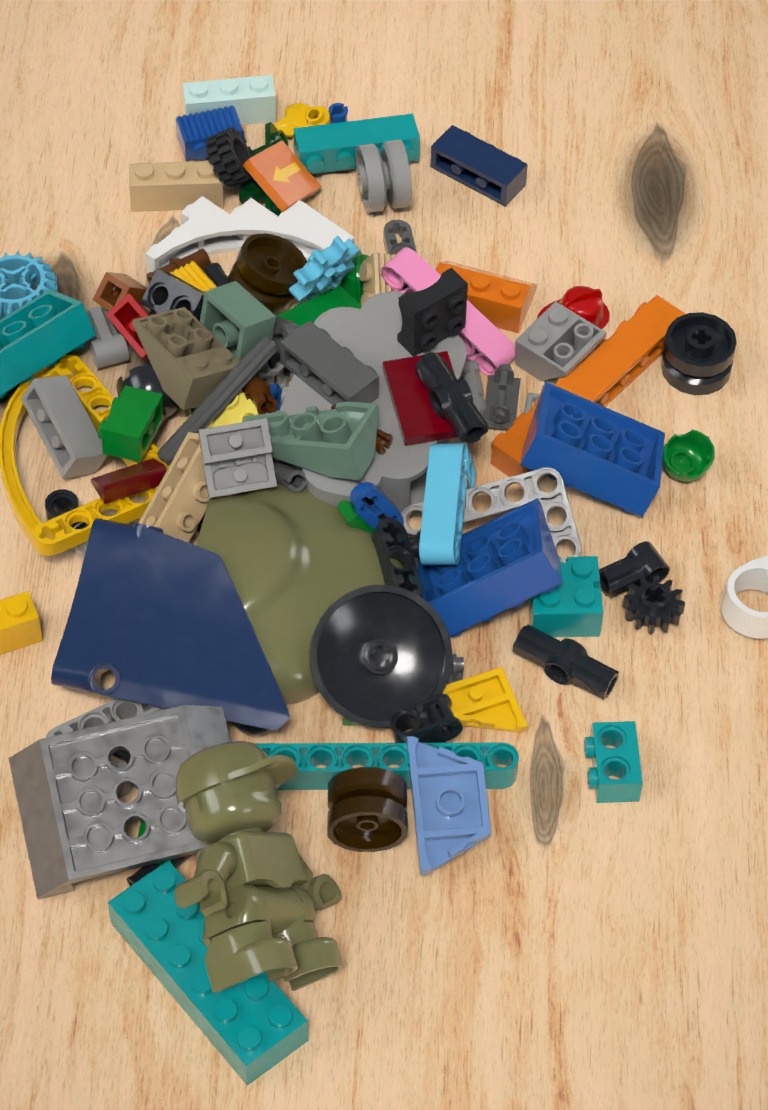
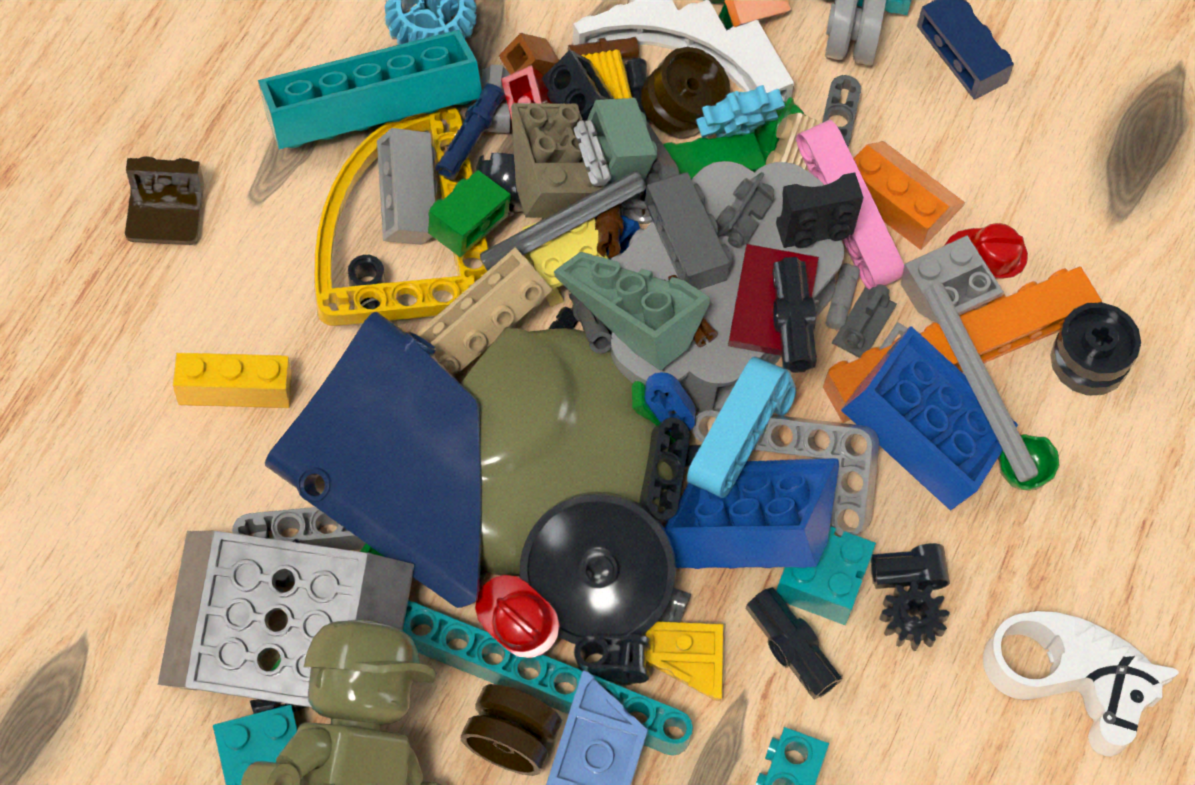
camera: 20 degrees right, 10 degrees up
(100, 352) = (476, 121): none -> dark blue pin
(129, 480) = (438, 273): dark red slope -> none
(220, 335) = (592, 153): none -> light grey axle
(237, 457) = (546, 298): light grey slope -> none
(329, 719) = (517, 616): none -> red piece
(369, 326) = (750, 198): none -> dark grey hinge
(621, 406) = (980, 382): none -> light grey axle

